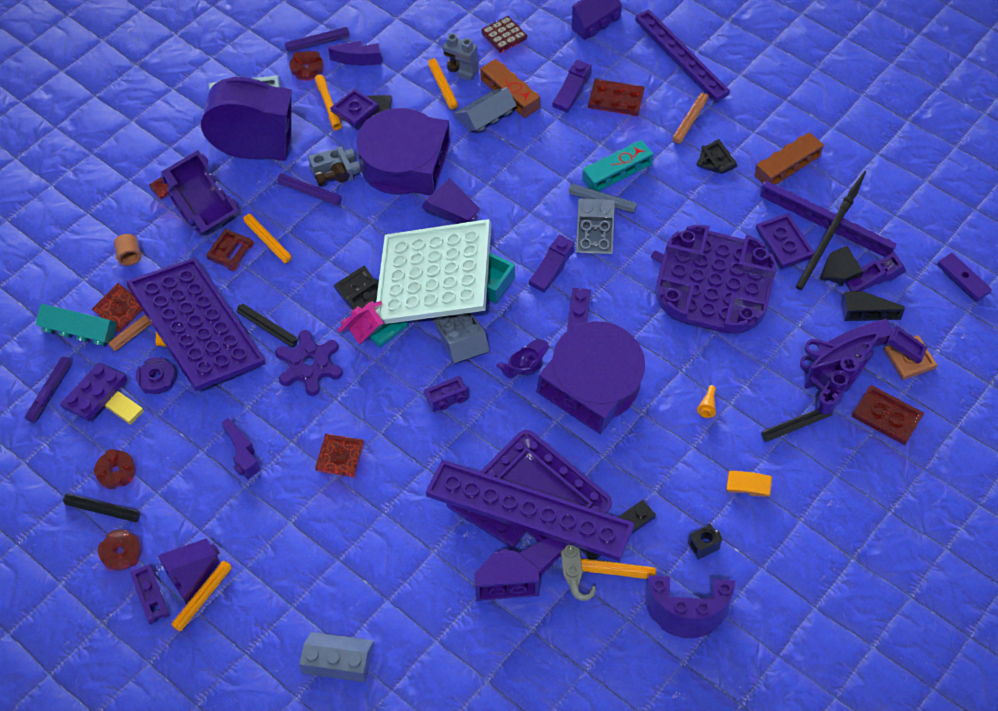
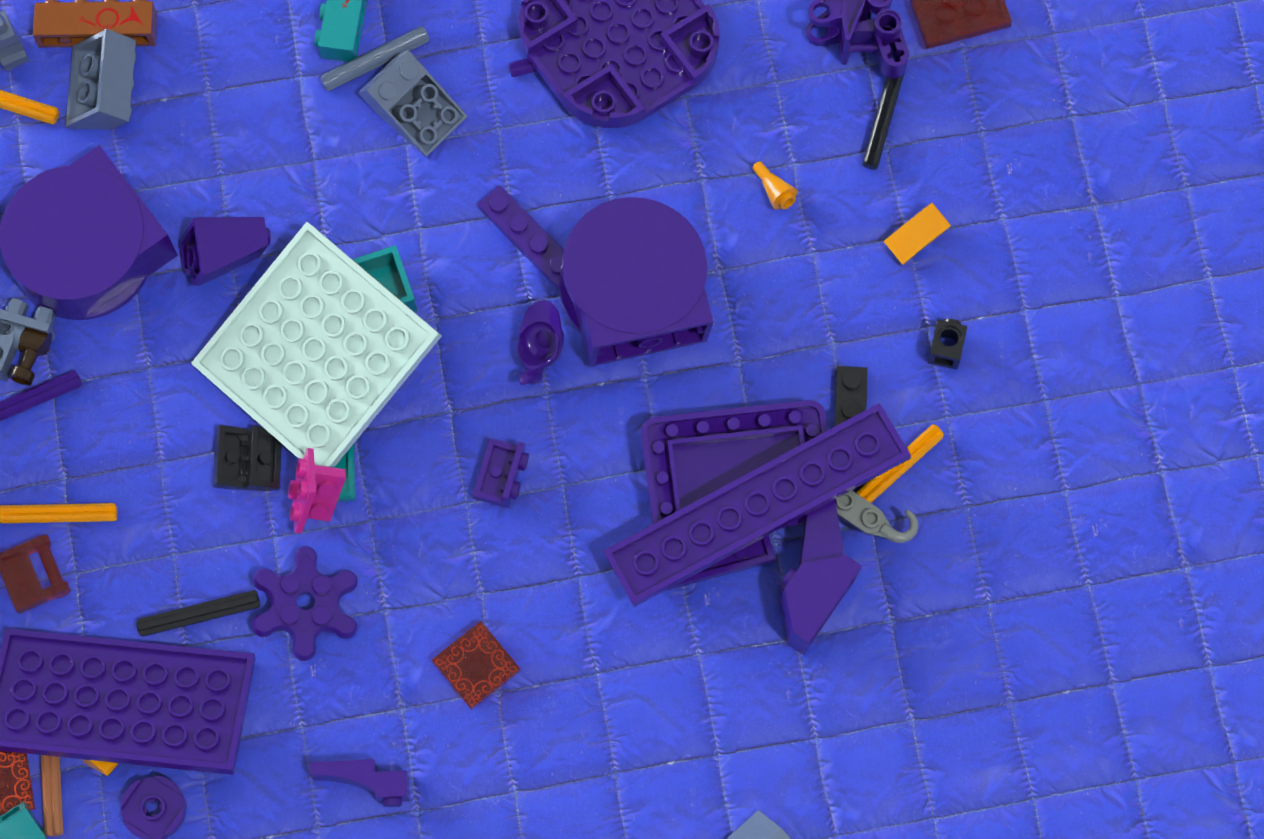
camera: 50 degrees left, 15 degrees up
(461, 336) = (438, 392): sand blue slope -> none
(552, 264) = (423, 199): dark purple slope -> none
(687, 615) = (990, 457): dark purple cylinder -> none

